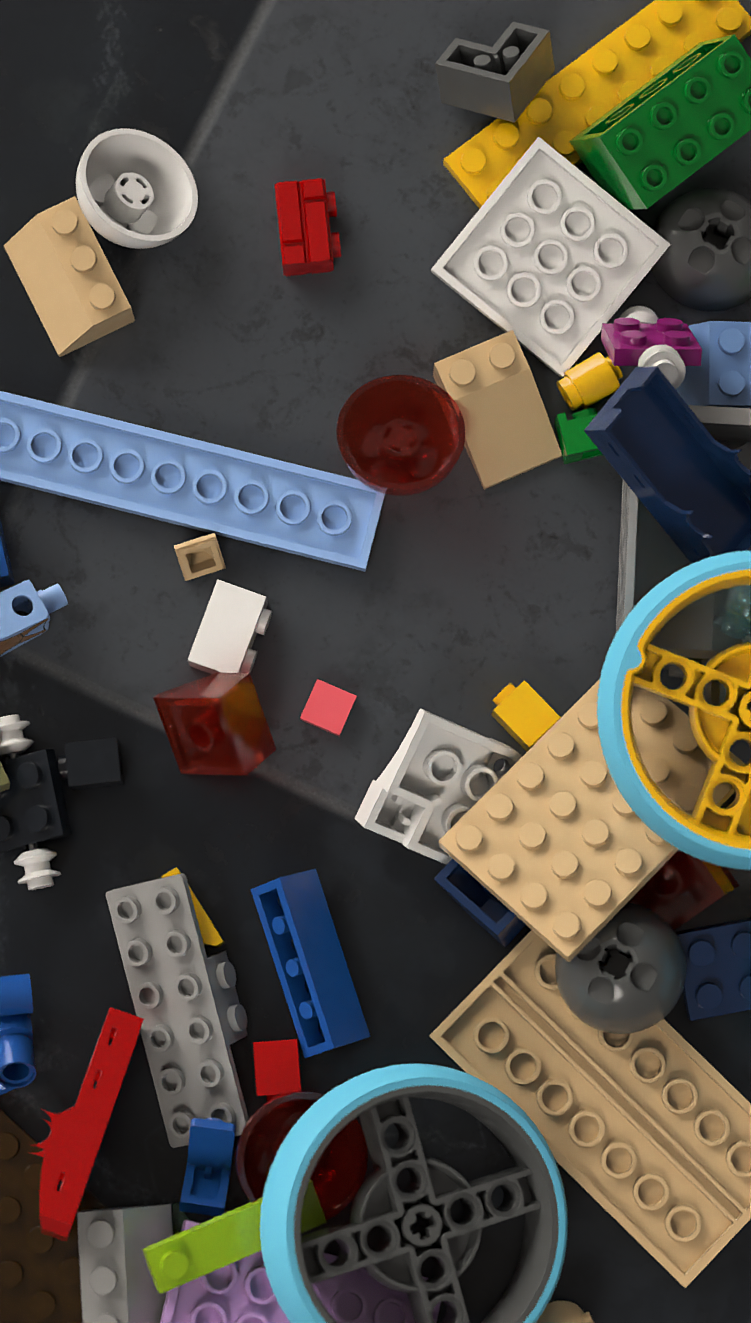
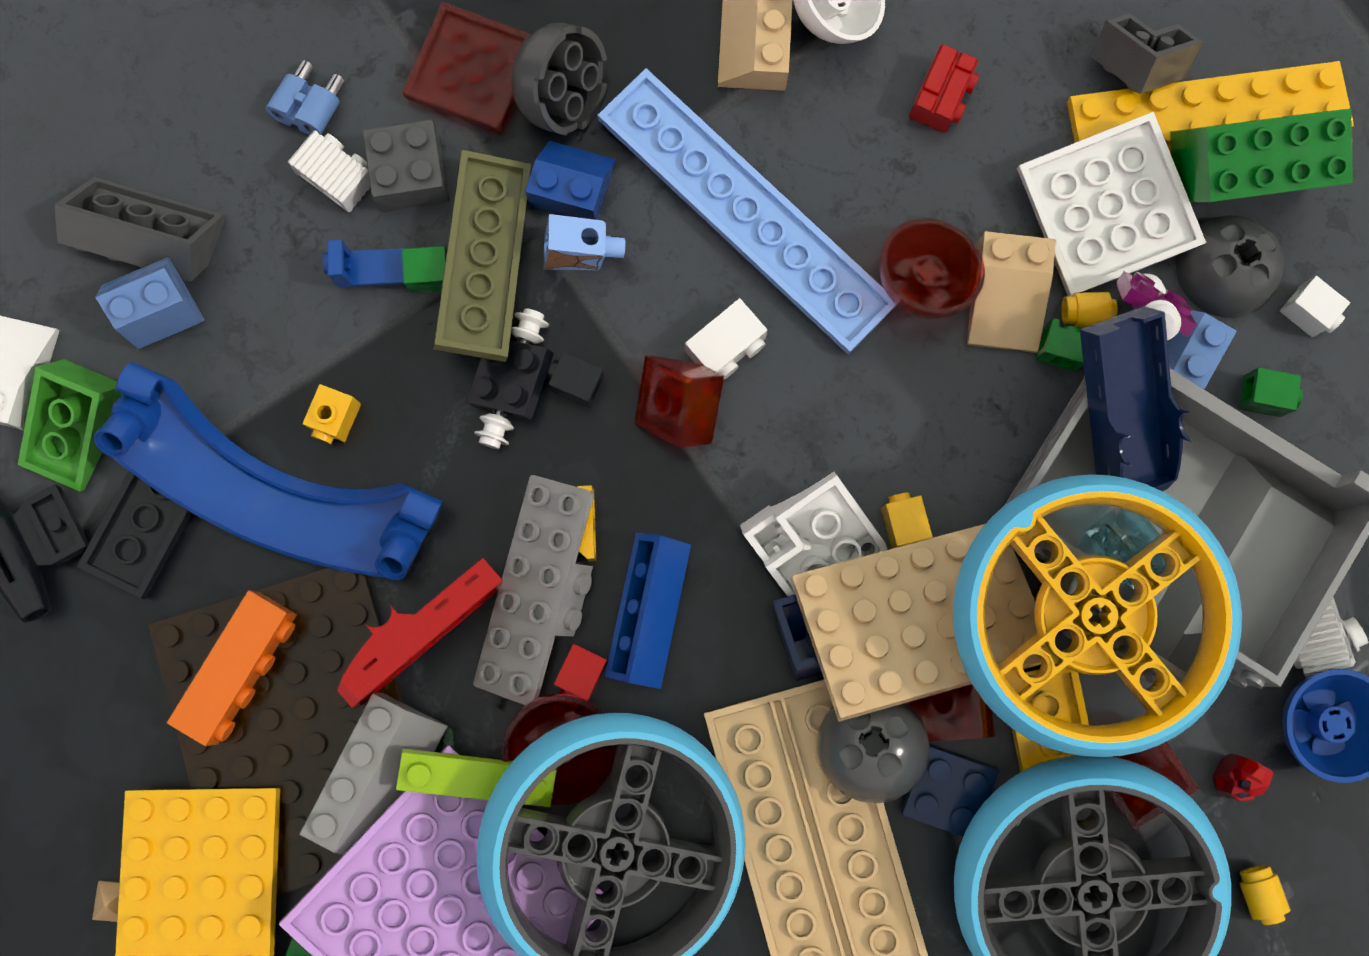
camera: 30 degrees right, 0 degrees up
(199, 556) = (736, 277): tan slope -> none
(208, 1166) = (489, 715): blue bracket -> none
(328, 707) = (766, 435): coral tile -> none

